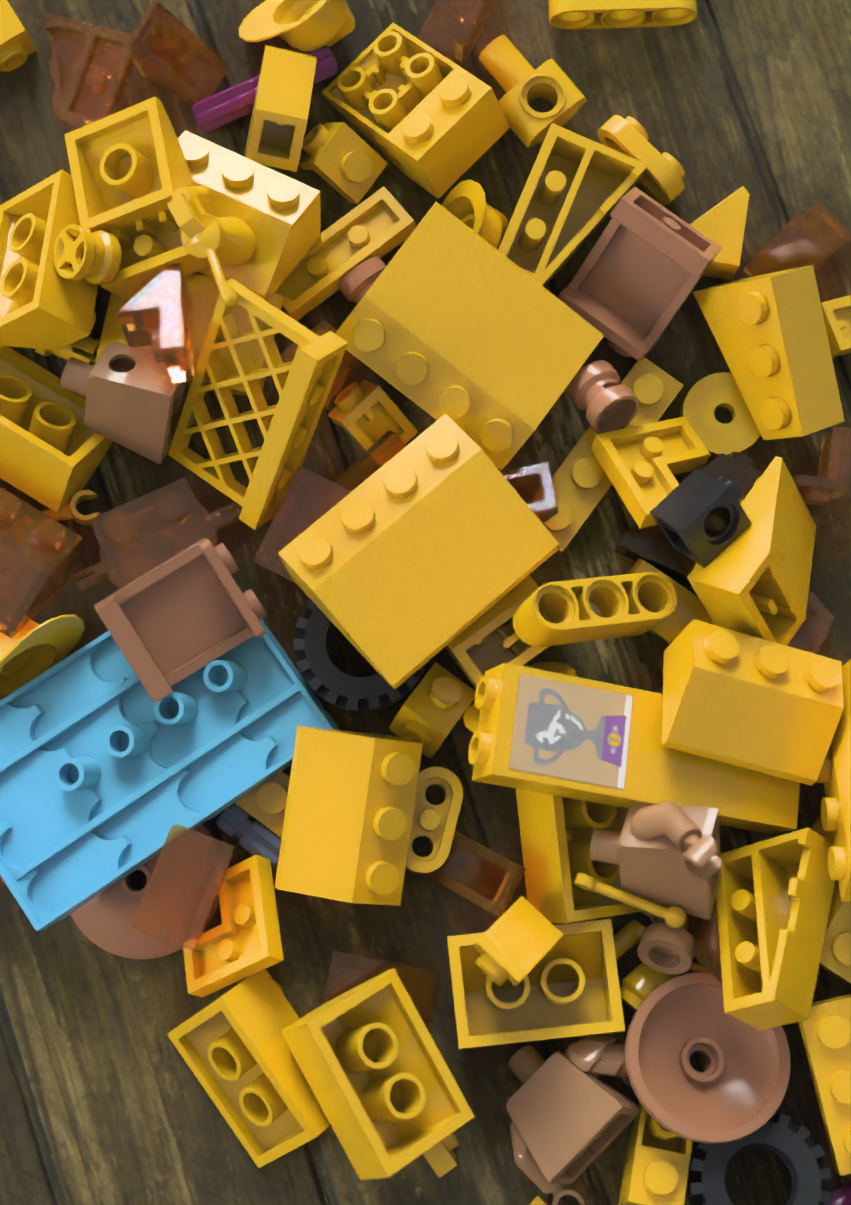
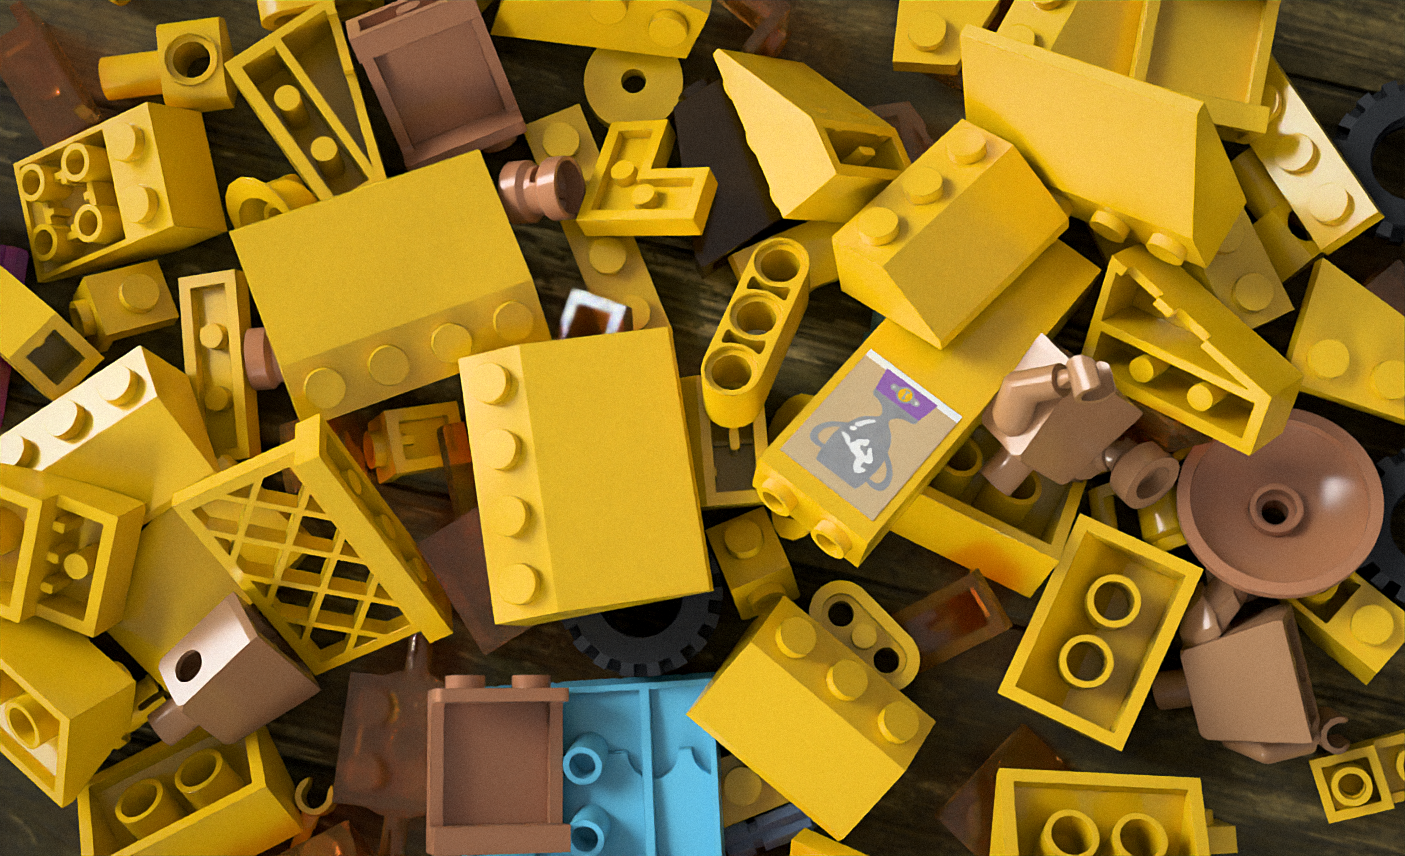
camera: 55 degrees left, 0 degrees up
(87, 254) = (48, 632): yellow wheel -> none
(163, 318) = (167, 593): clear orange slope -> none
(220, 240) = (124, 479): yellow piece -> none
(515, 943) = (1053, 625): yellow slope -> none
(673, 916) = (1118, 447): yellow hinge -> none
(702, 516) = (730, 163): black brick -> none

